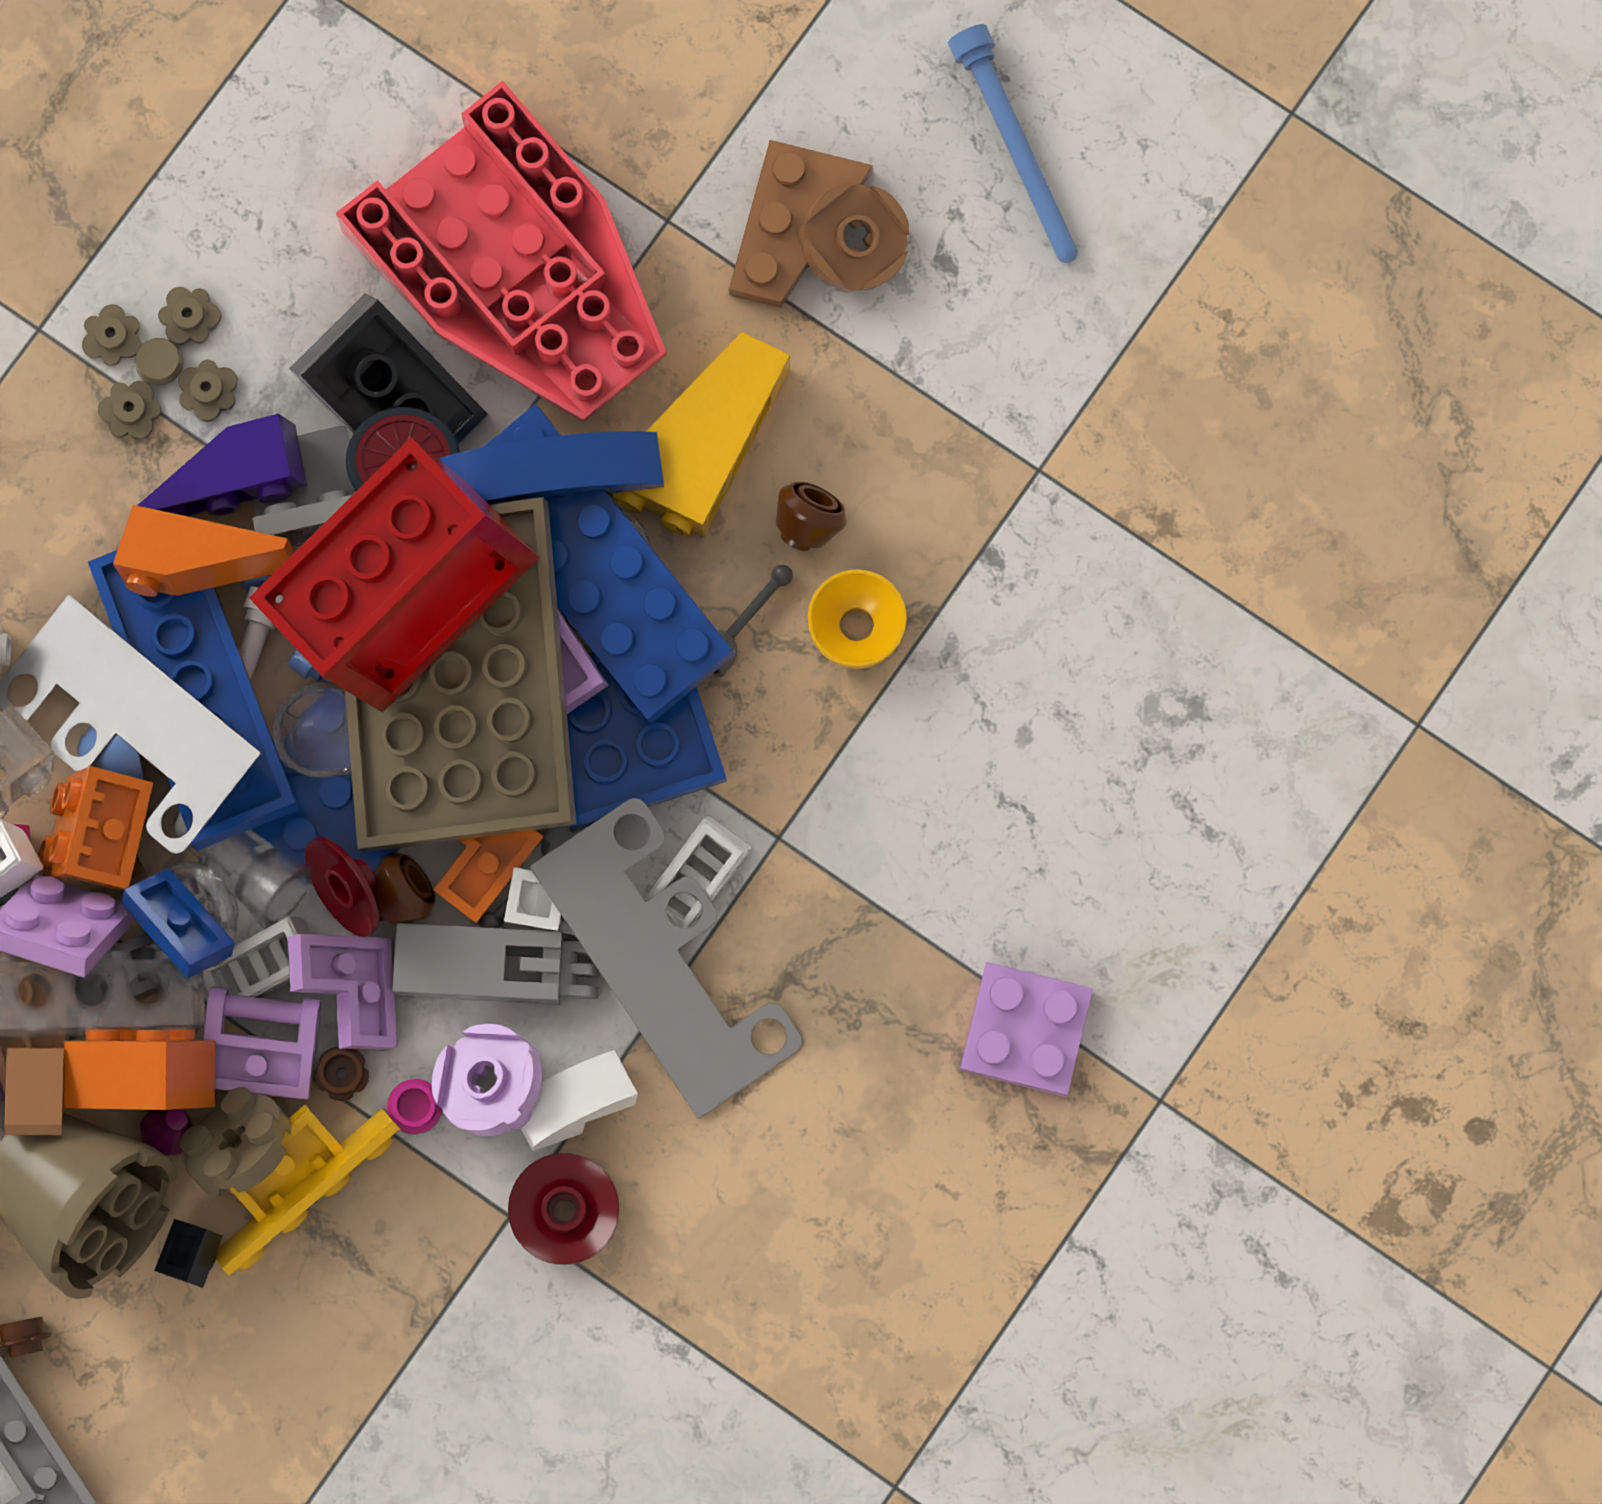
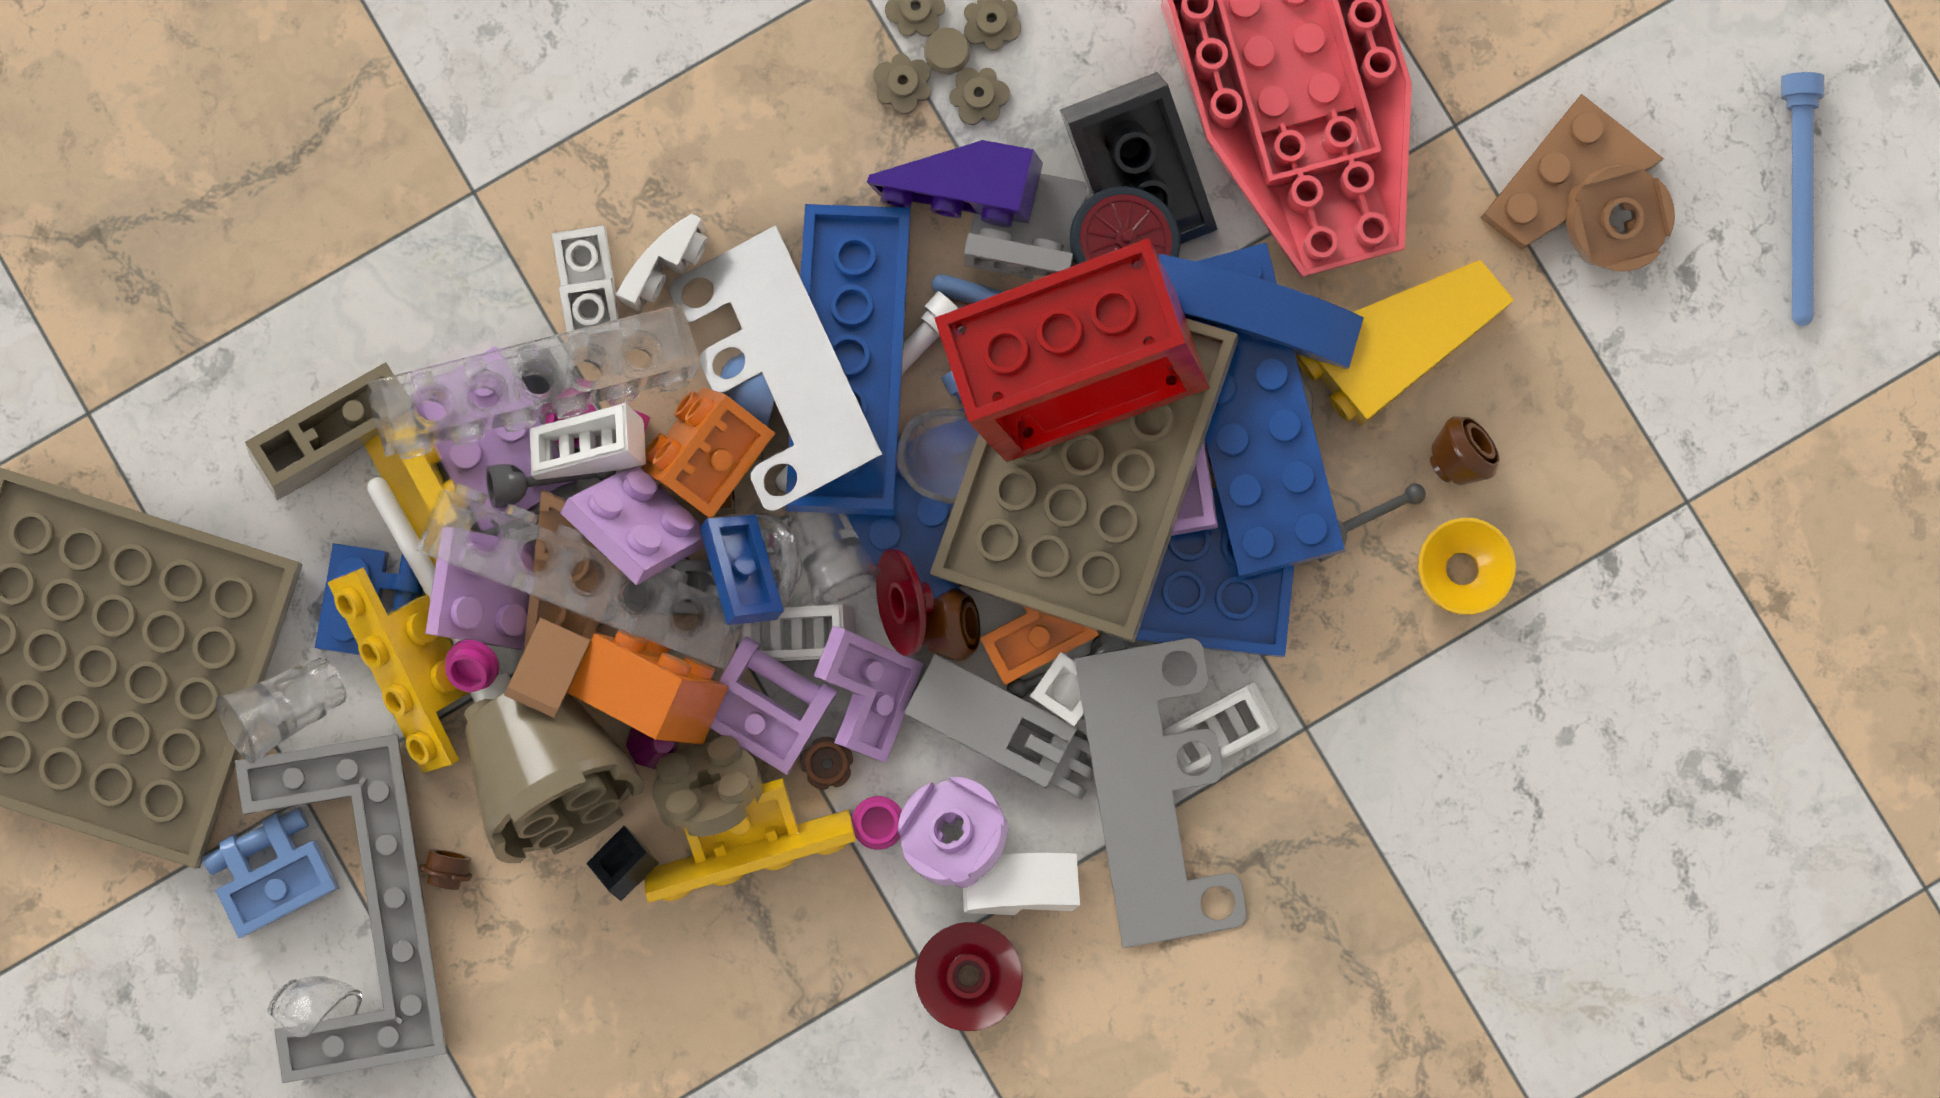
camera: 25 degrees right, 5 degrees up
(192, 554) = (900, 242): orange slope -> none
(1026, 1029) = (1450, 1002): lavender plate -> none

